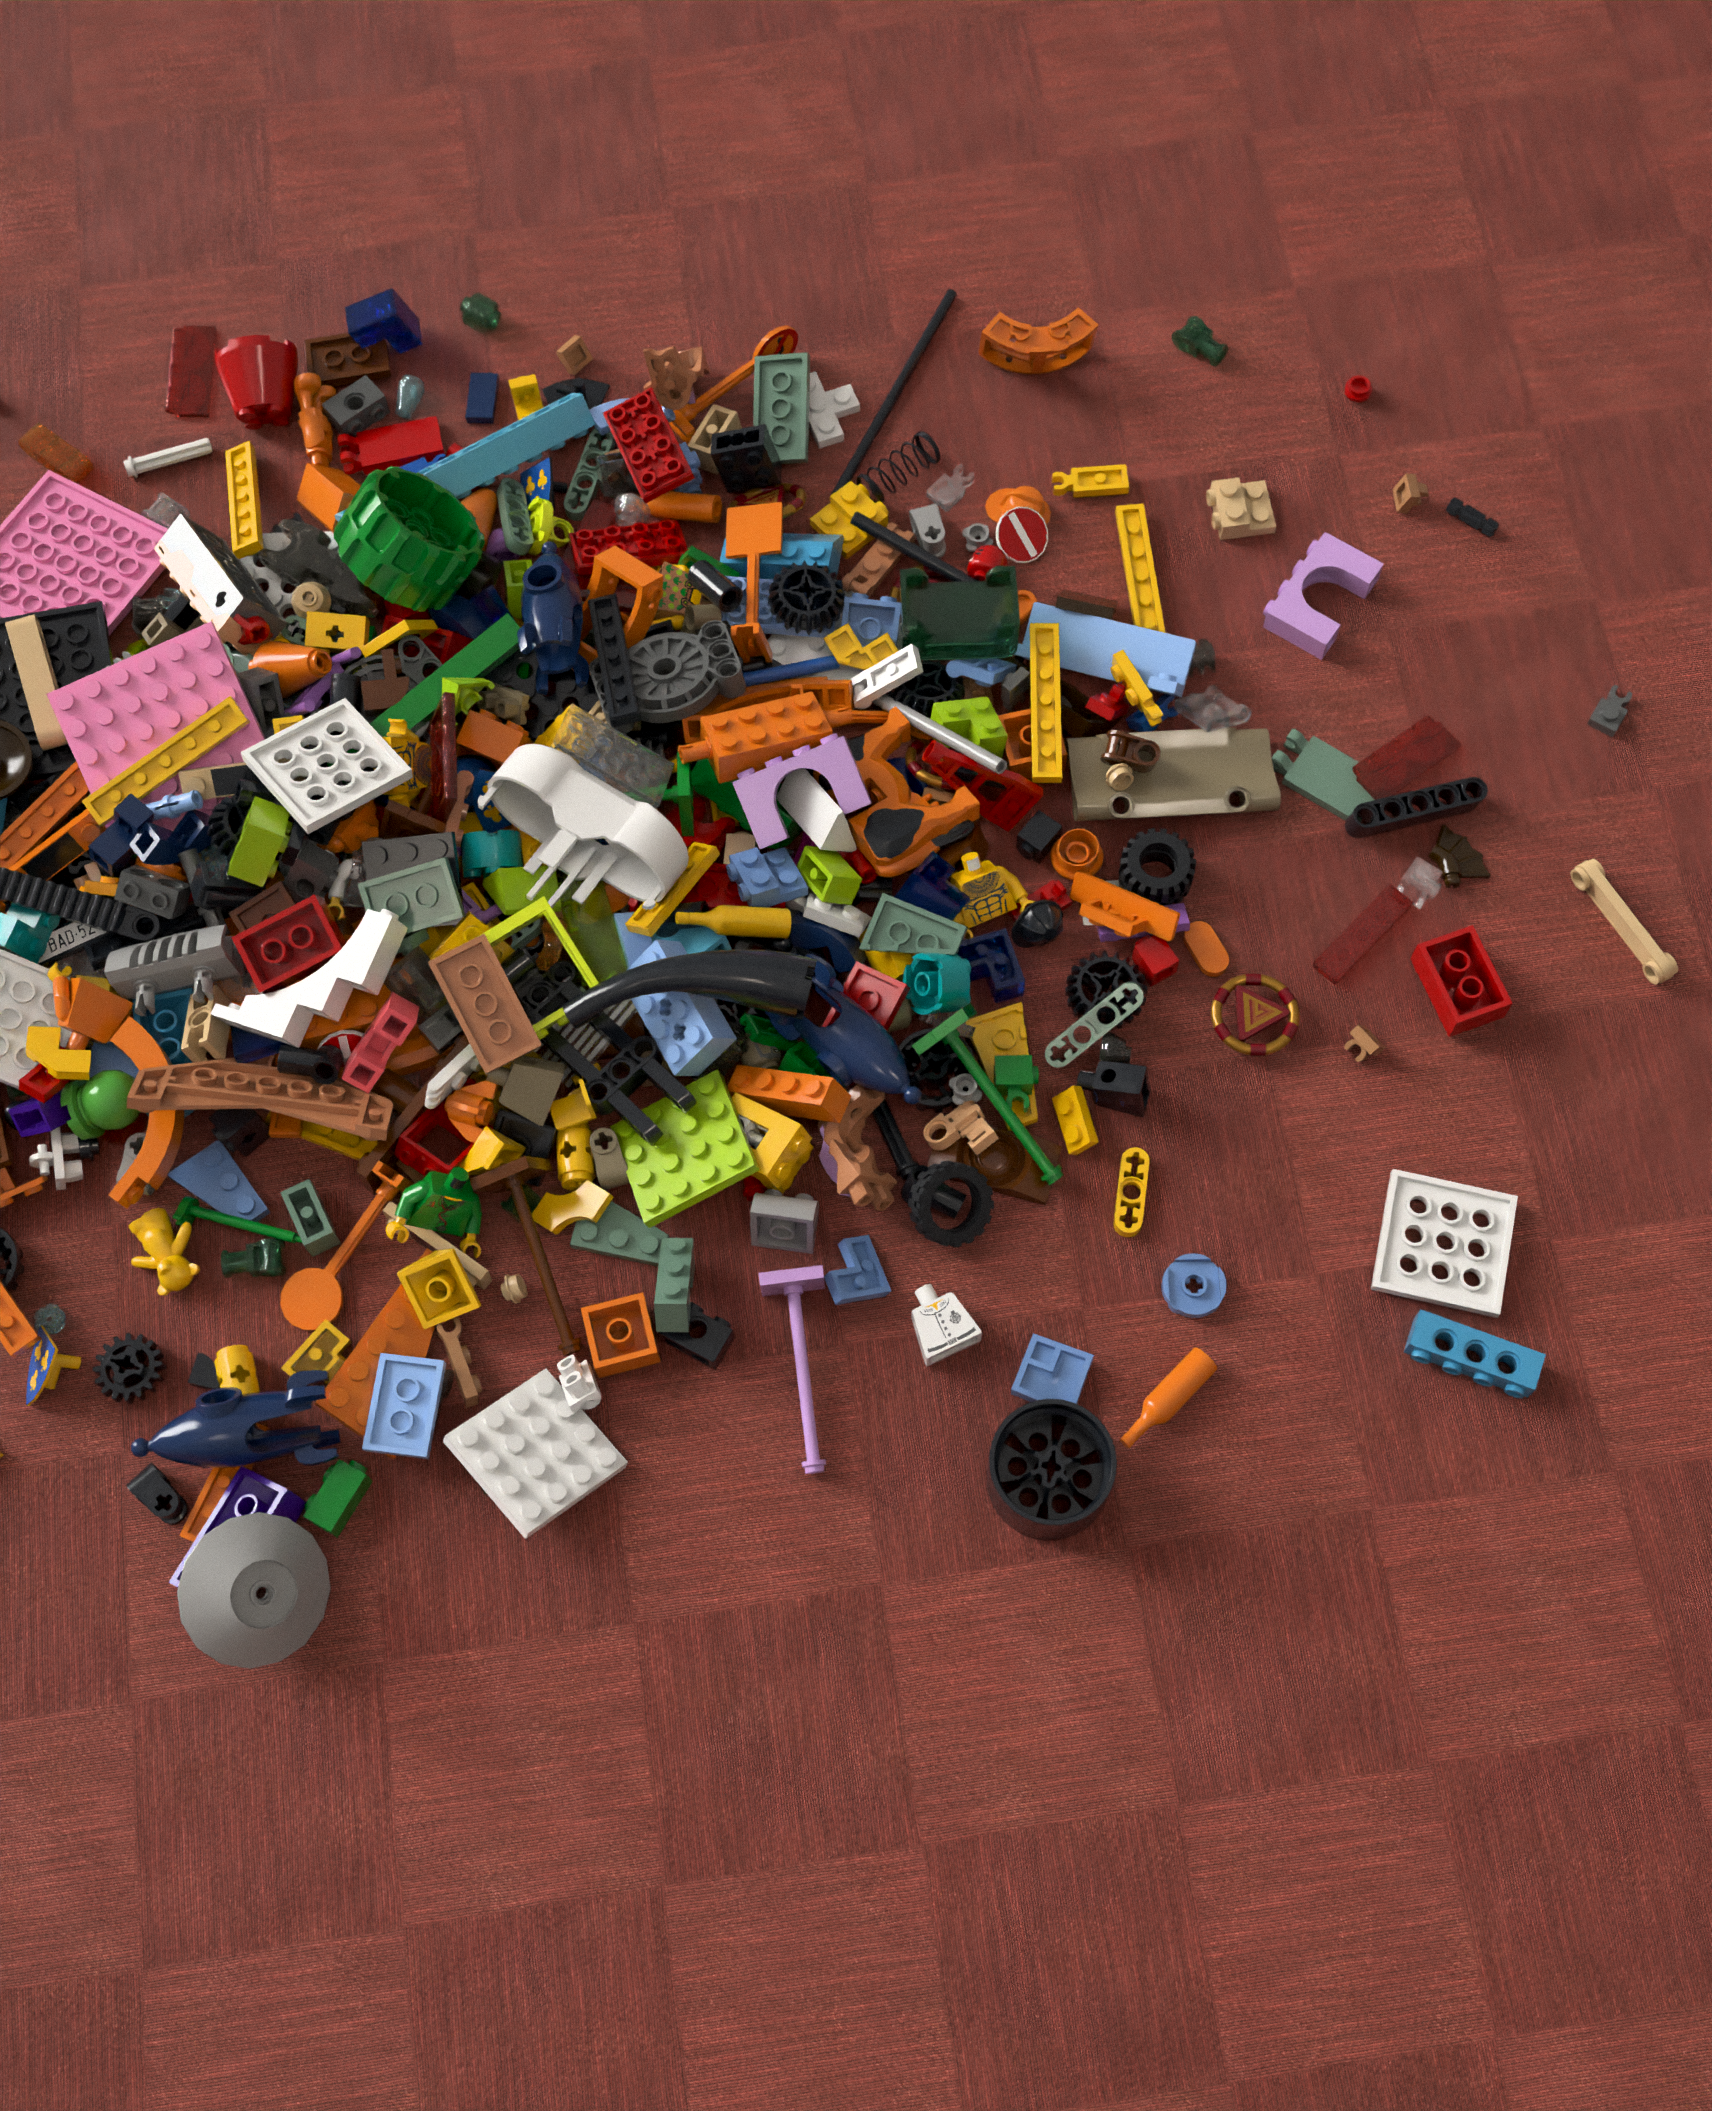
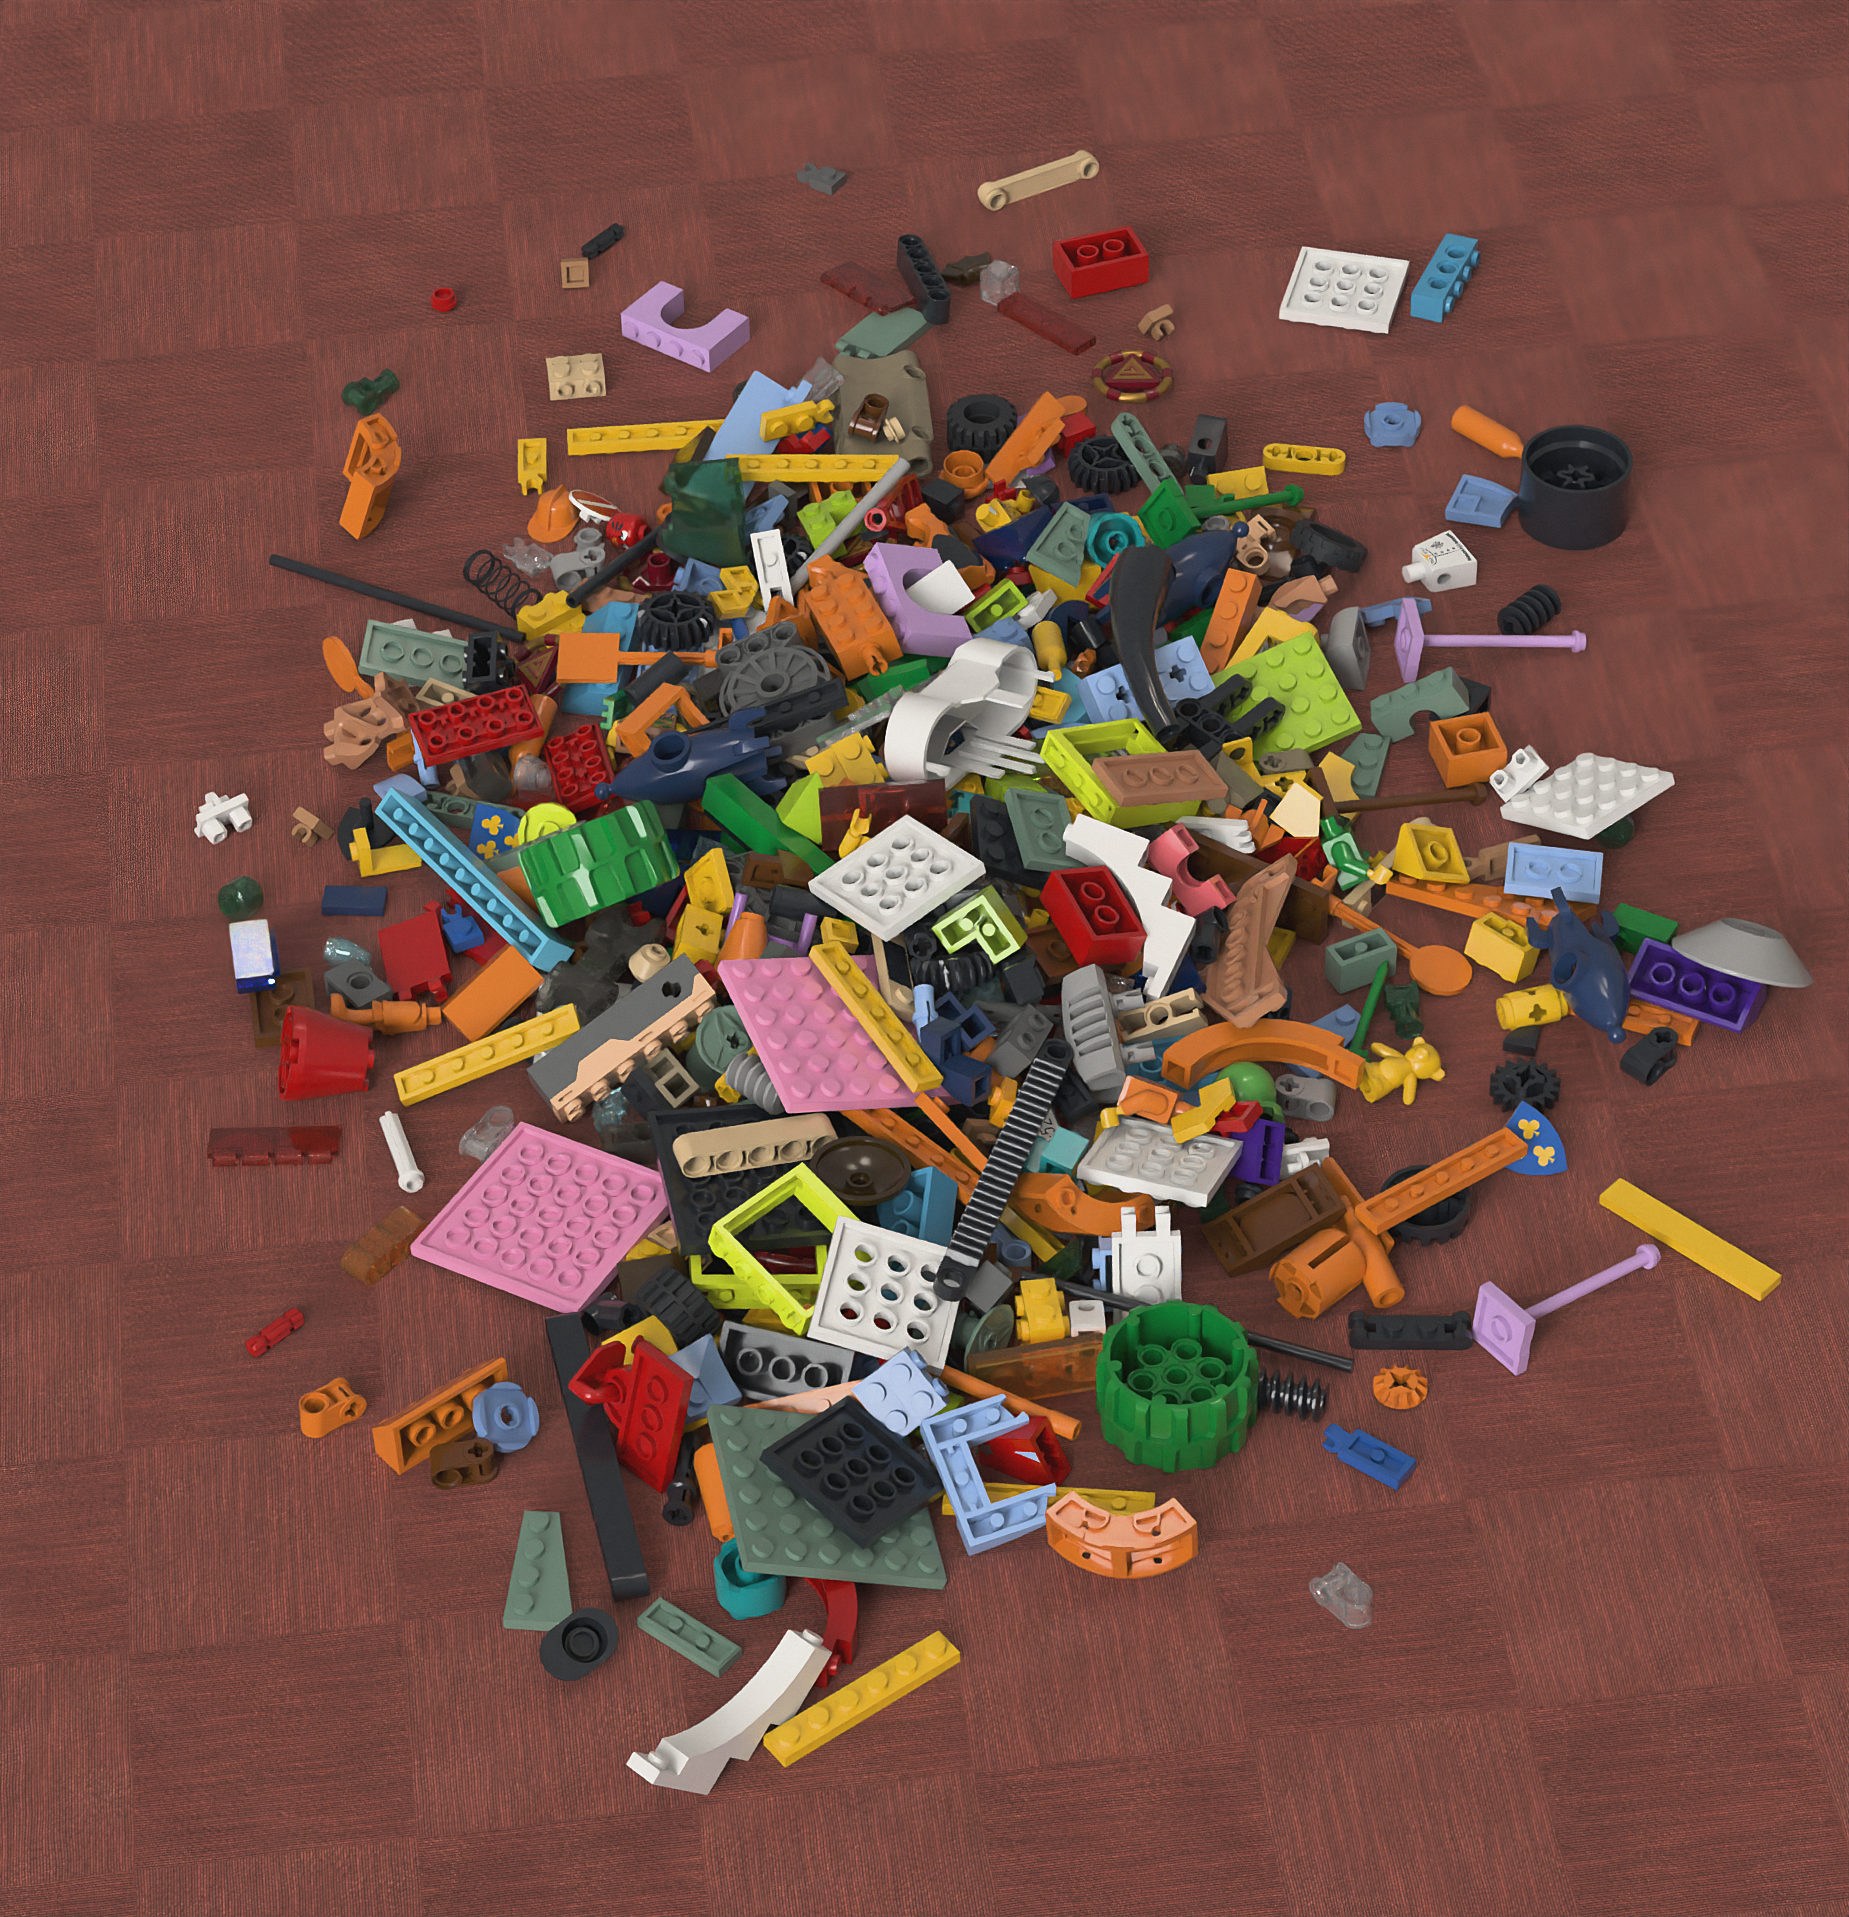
camera: 90 degrees left, 25 degrees down
(578, 284) = (221, 812): none -> white hips
(850, 1412) = (1529, 611): none -> black piece

